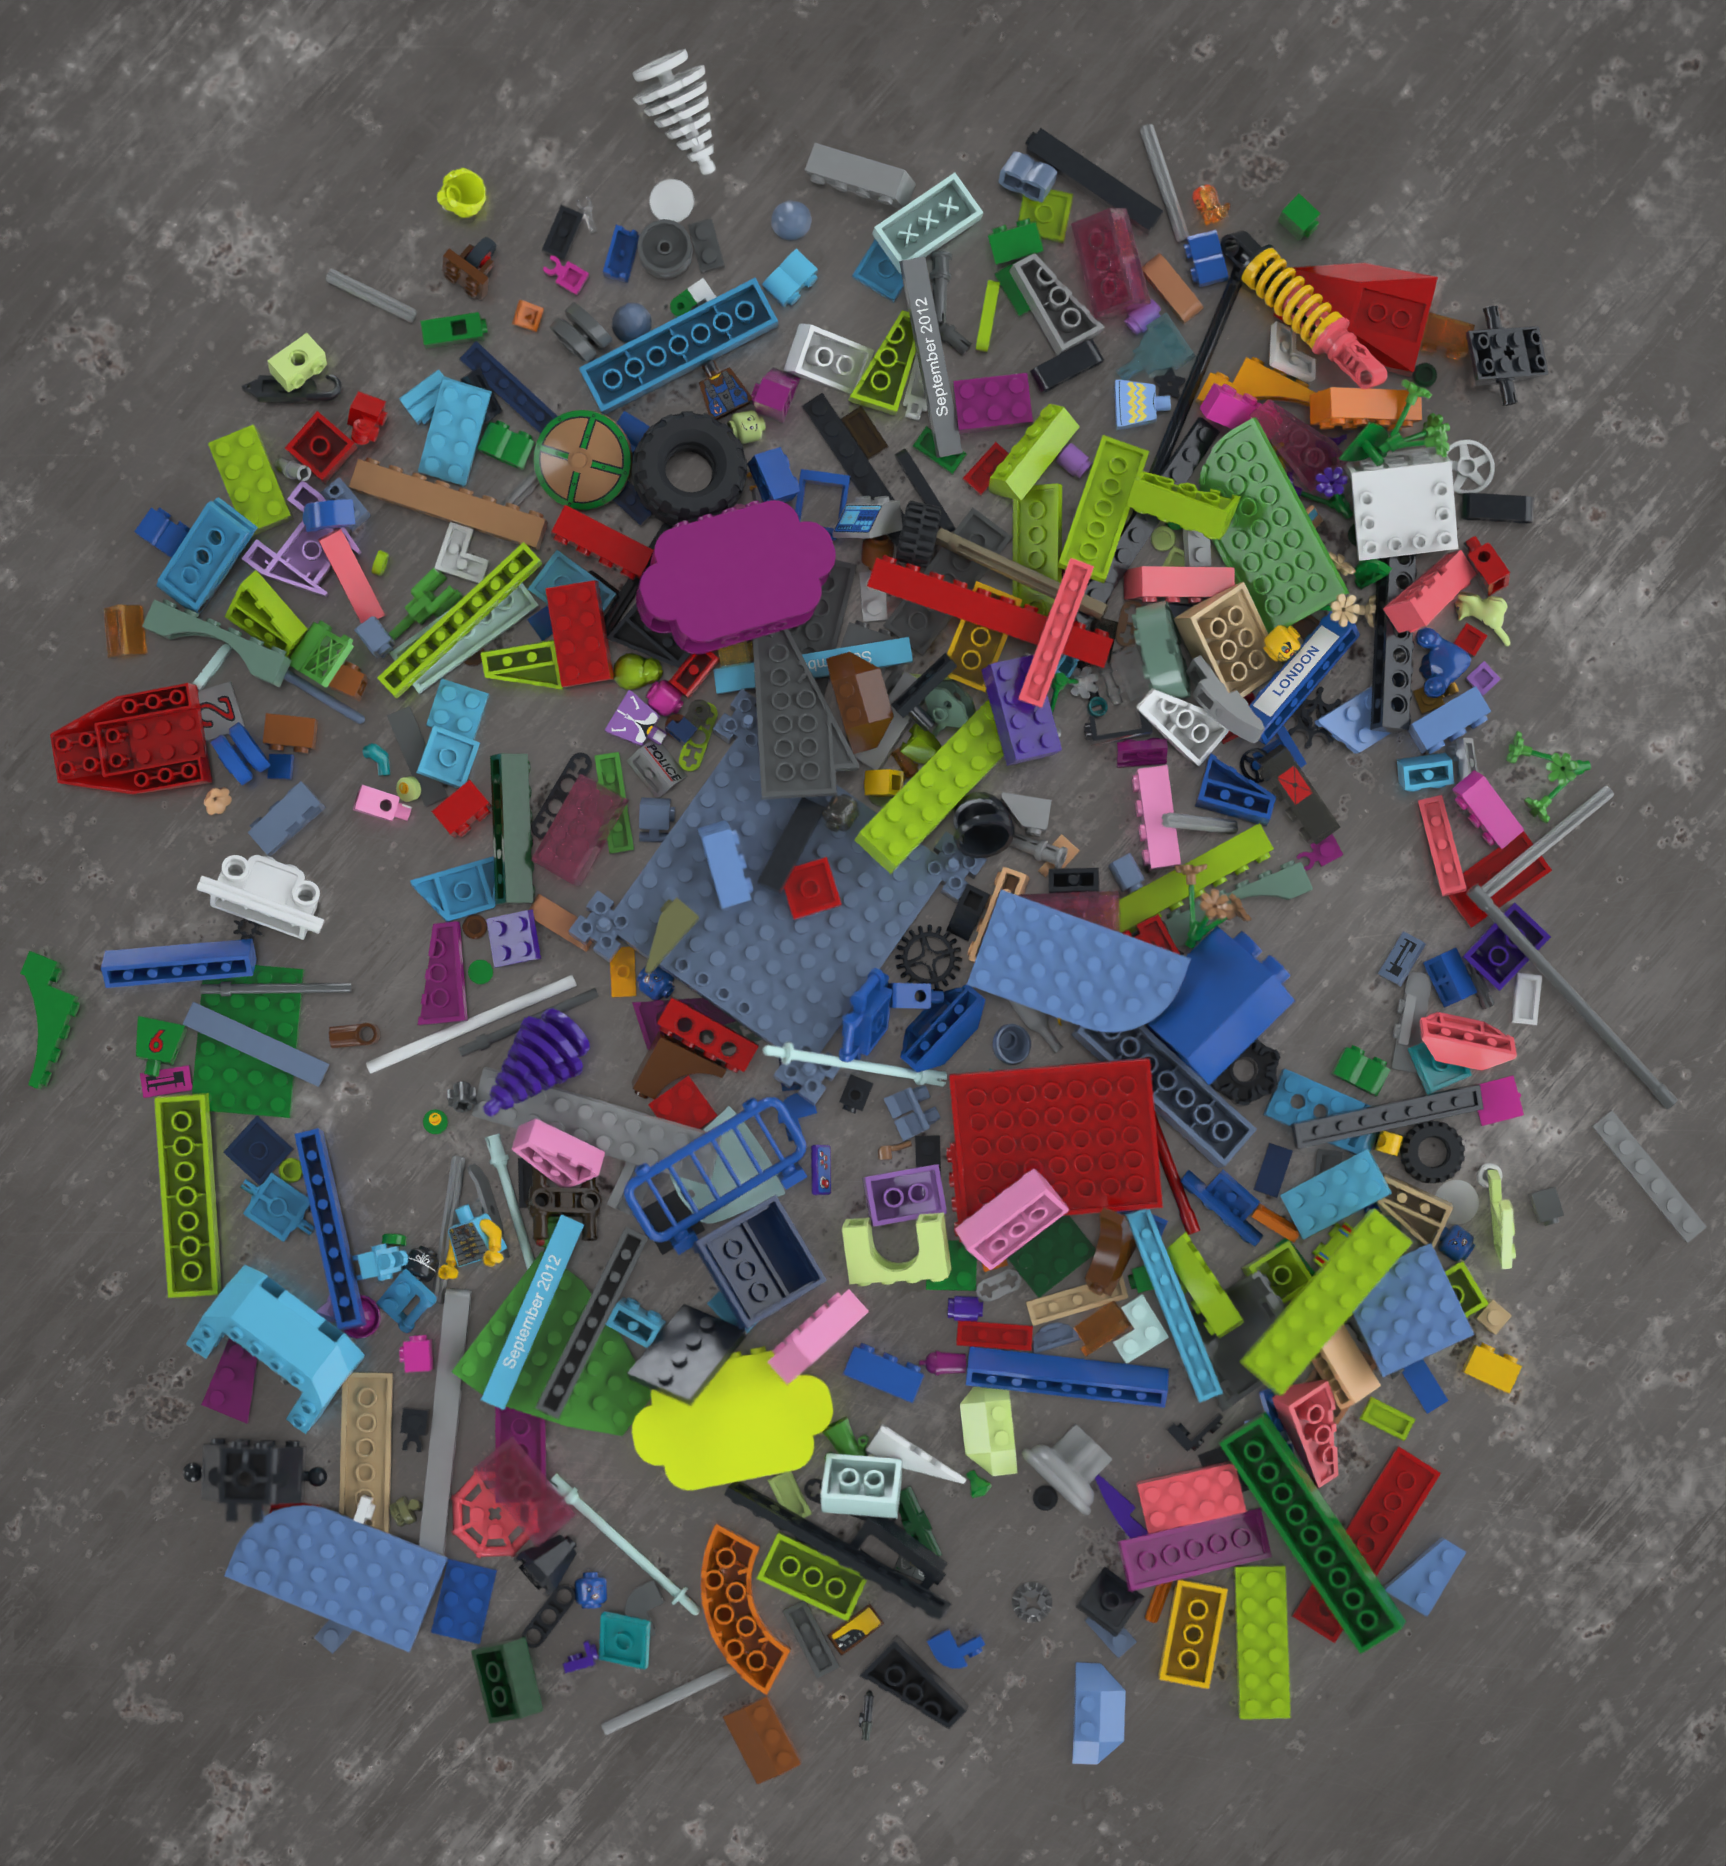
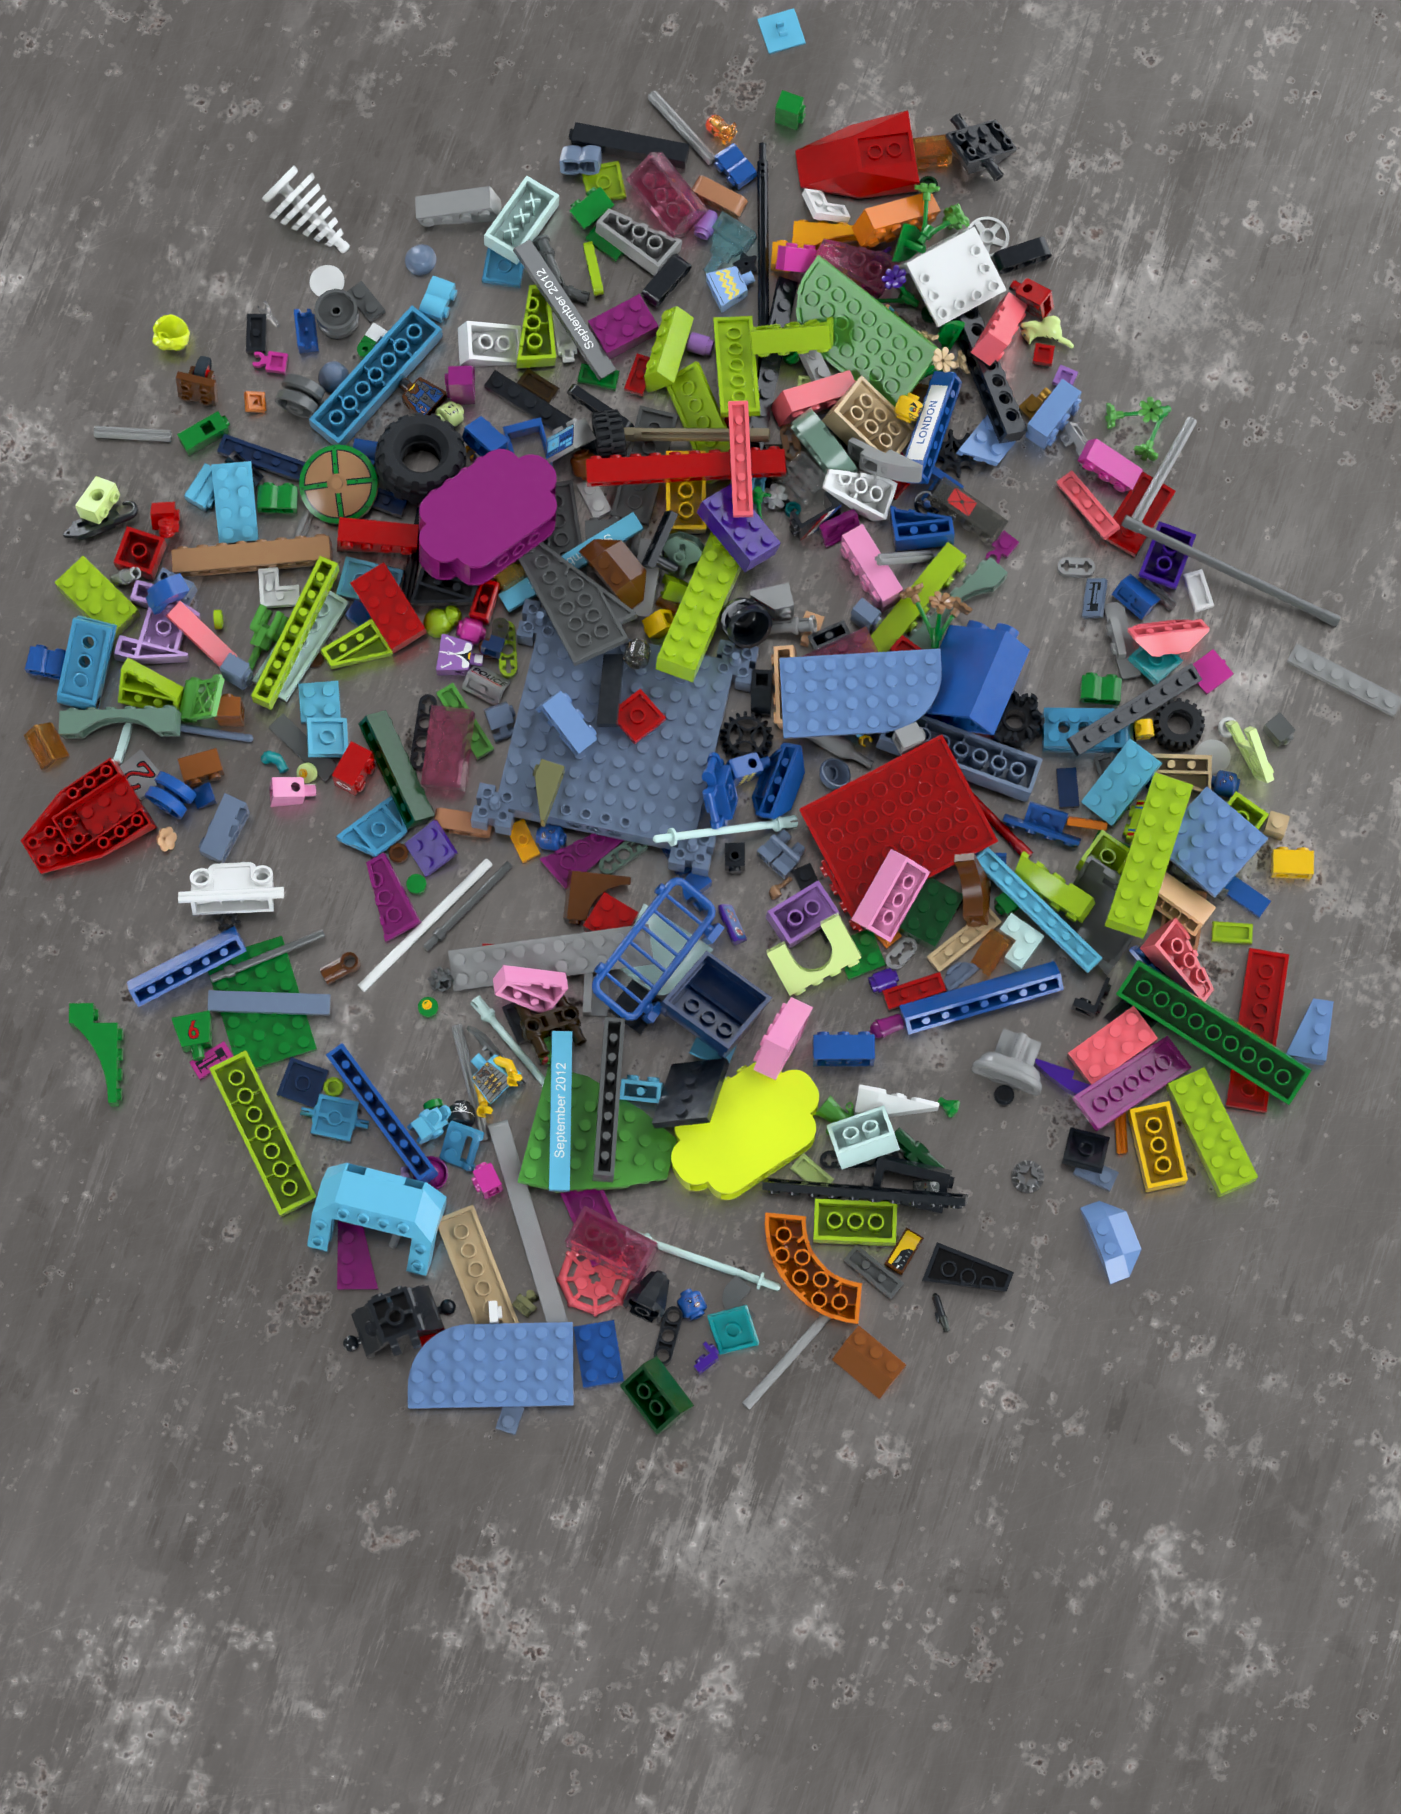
camera: 25 degrees left, 10 degrees down
(414, 1423) = (506, 1236): black brick -> none
(540, 1057) = (488, 921): dark purple plant -> none
(744, 1047) = (576, 846): red brick -> none
(949, 1653) = (982, 1238): blue brick -> none
(989, 1430) = (941, 1061): yellowish green wedge -> none
(1110, 1047) = (908, 738): none -> light grey brick
(1162, 538) = (788, 374): yellowish green tile -> none
(1301, 309) = (819, 169): piece -> none
(1333, 110) = (781, 31): none -> medium azure piece
(1394, 917) = (1076, 572): none -> light grey beam
(1425, 772) = (1053, 457): medium azure brick -> none
(1442, 663) = (1031, 376): blue head -> none

